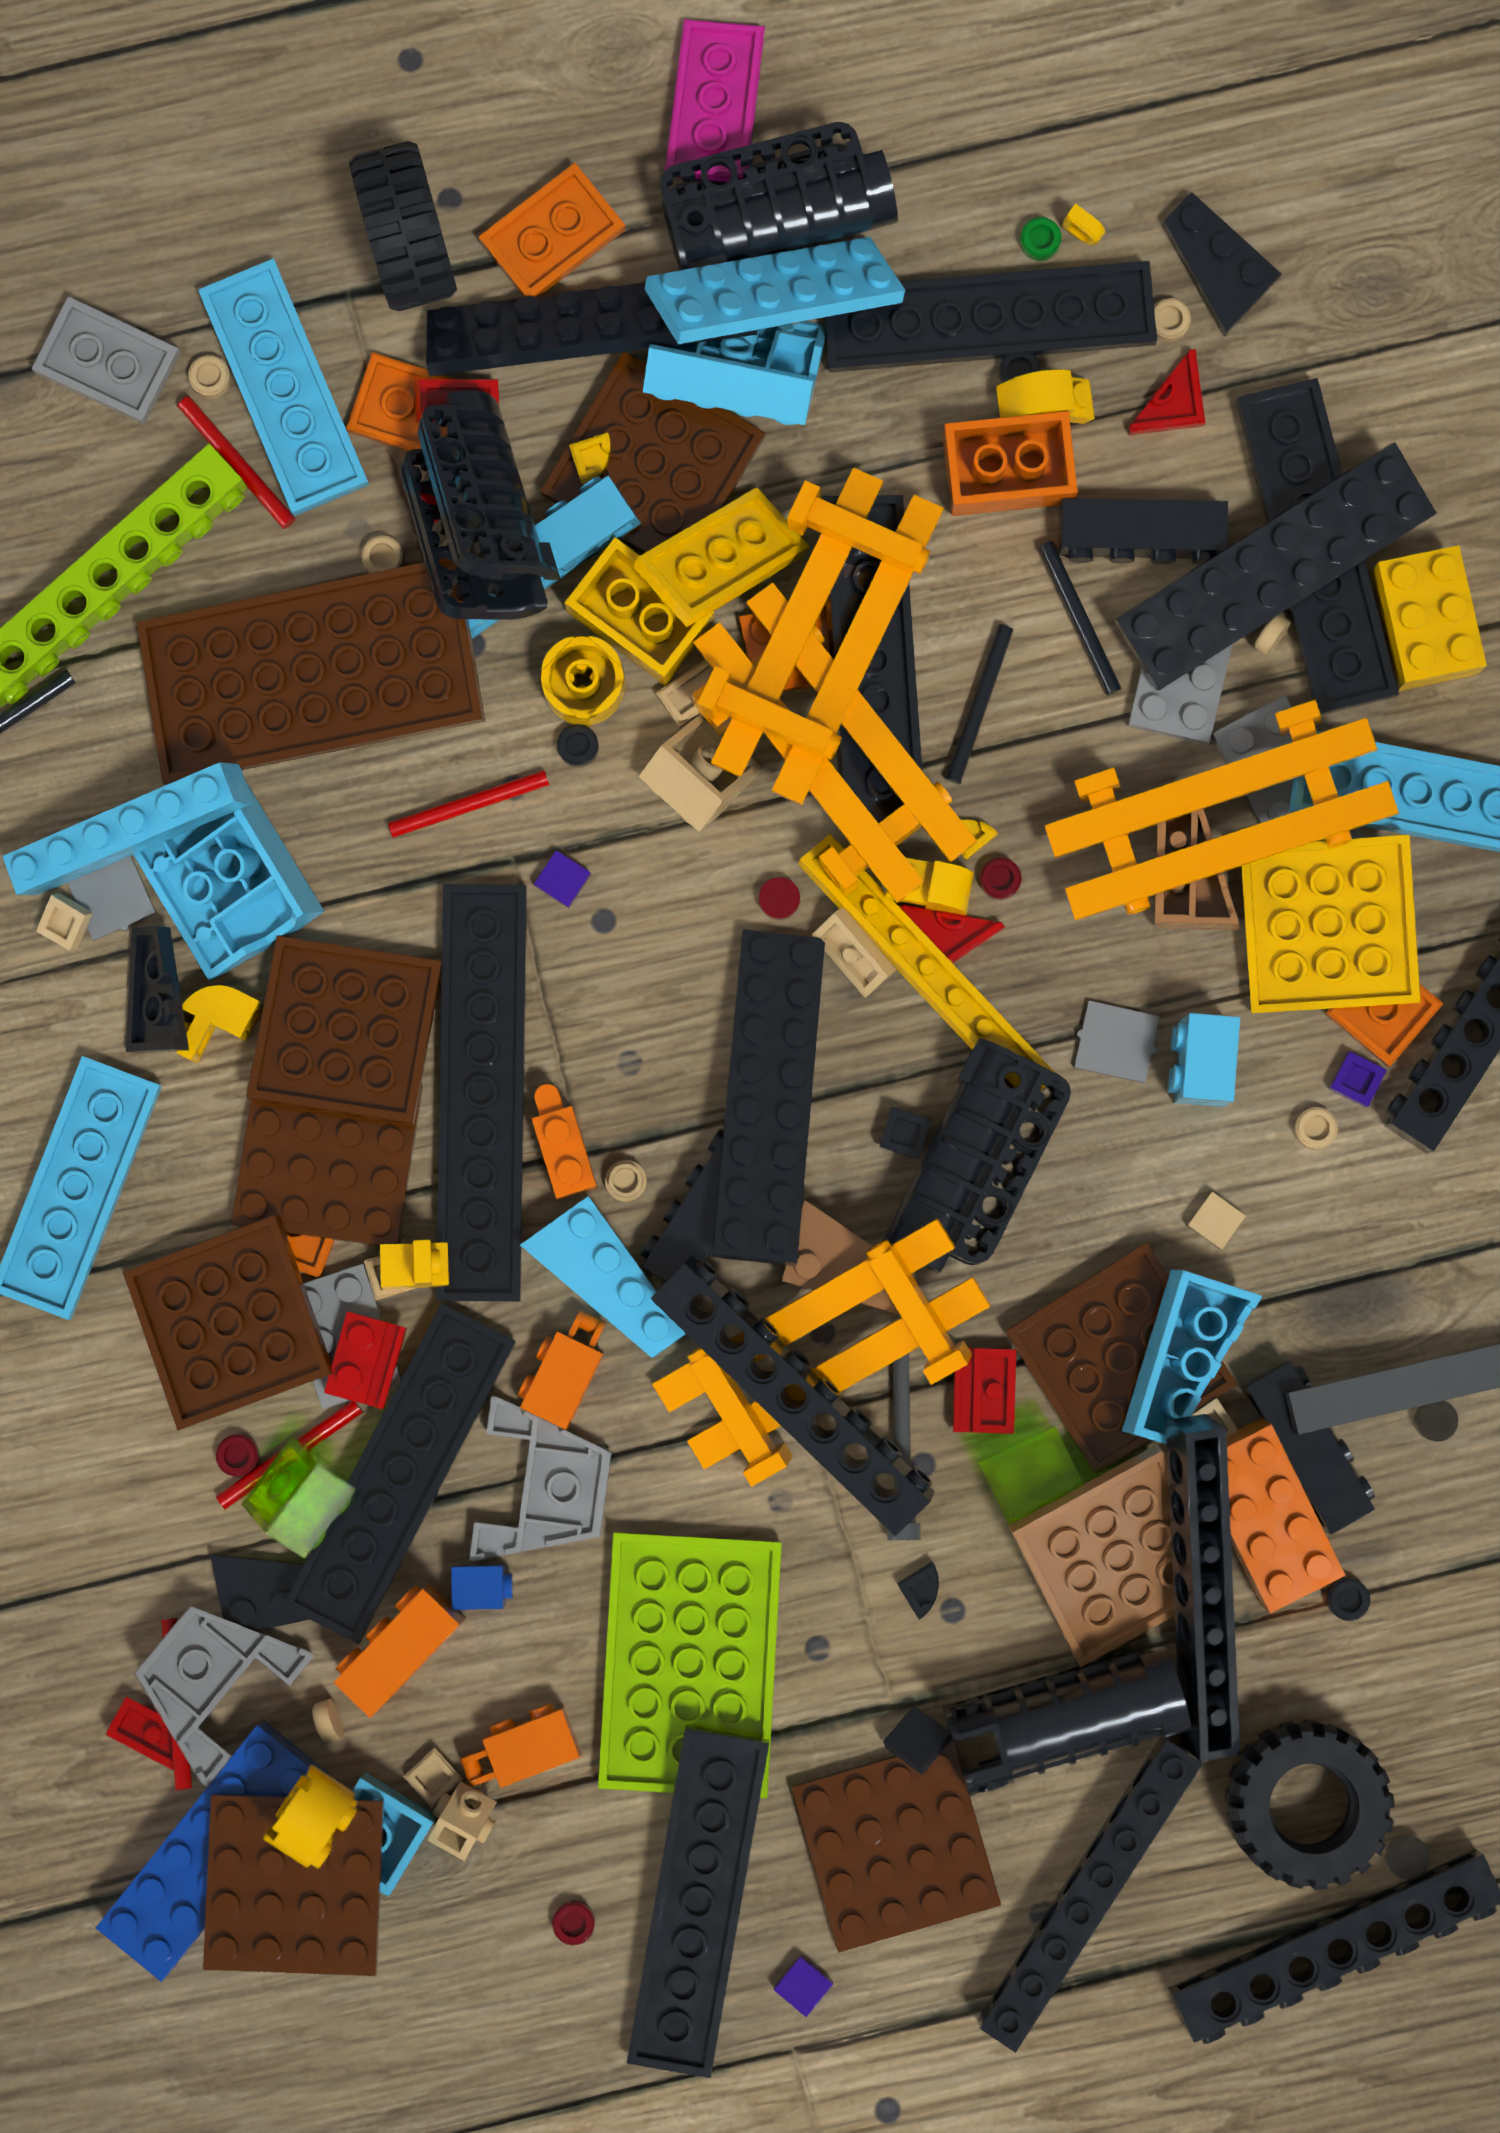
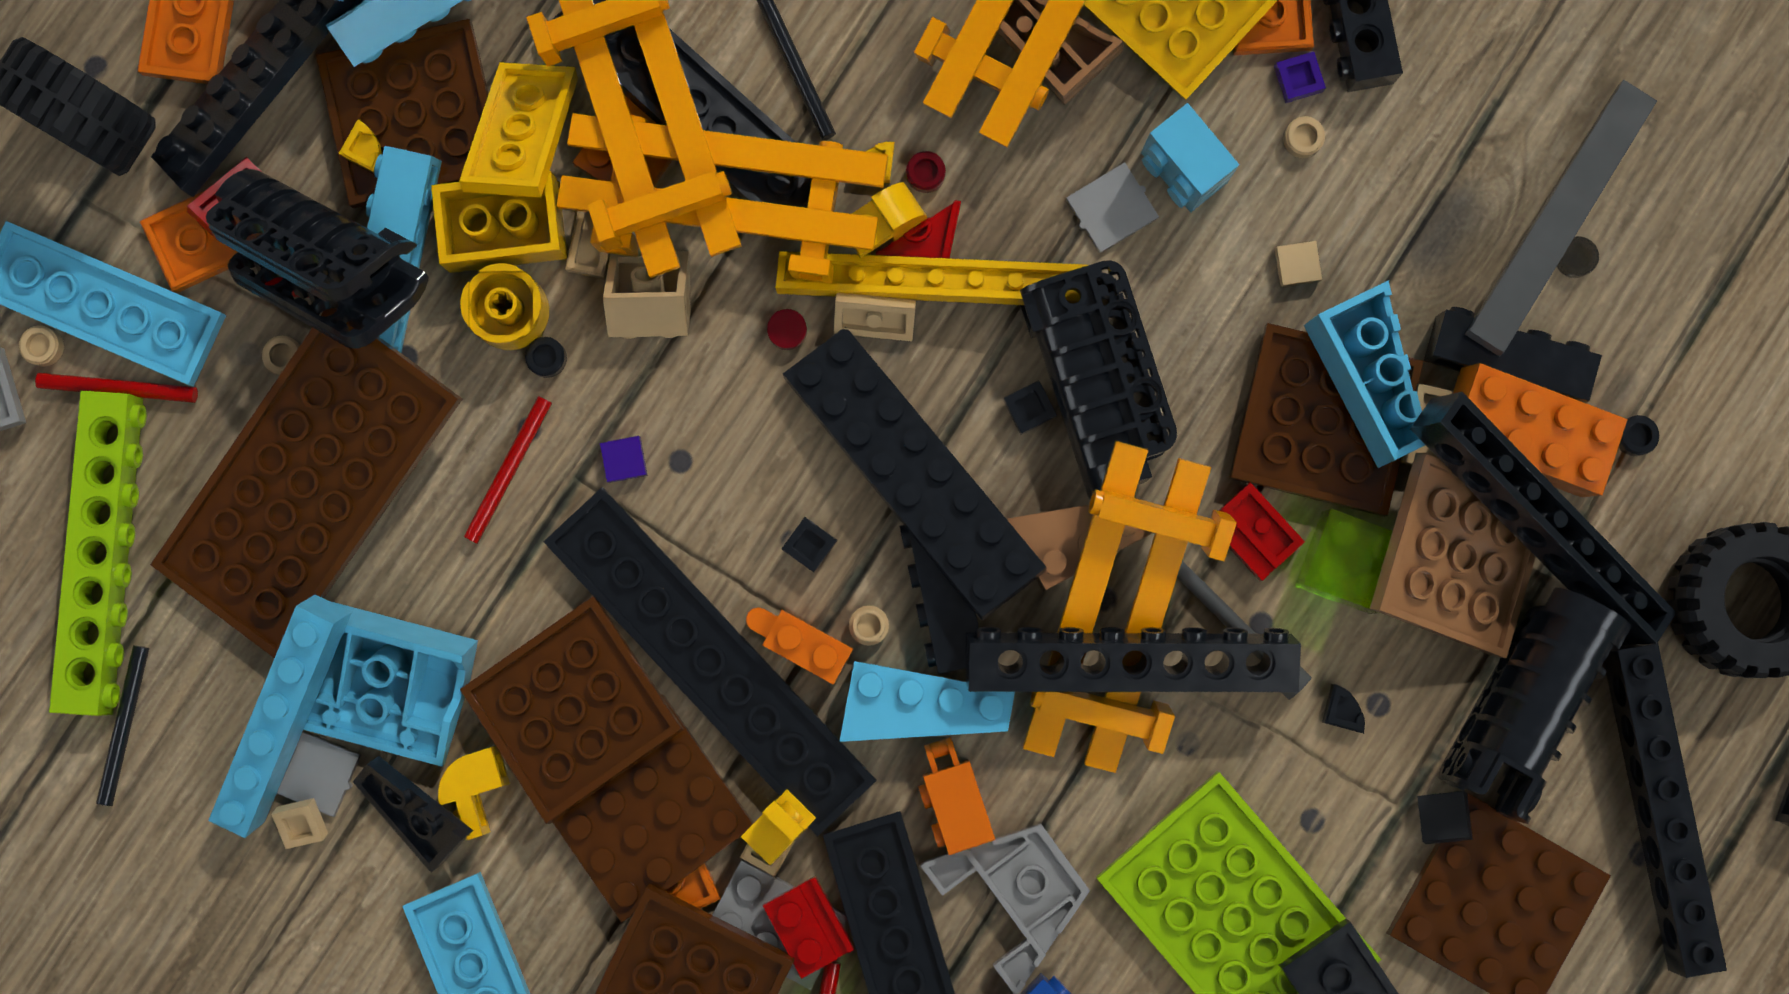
camera: 40 degrees left, 0 degrees up
(639, 1077) = (809, 544): none -> black plate

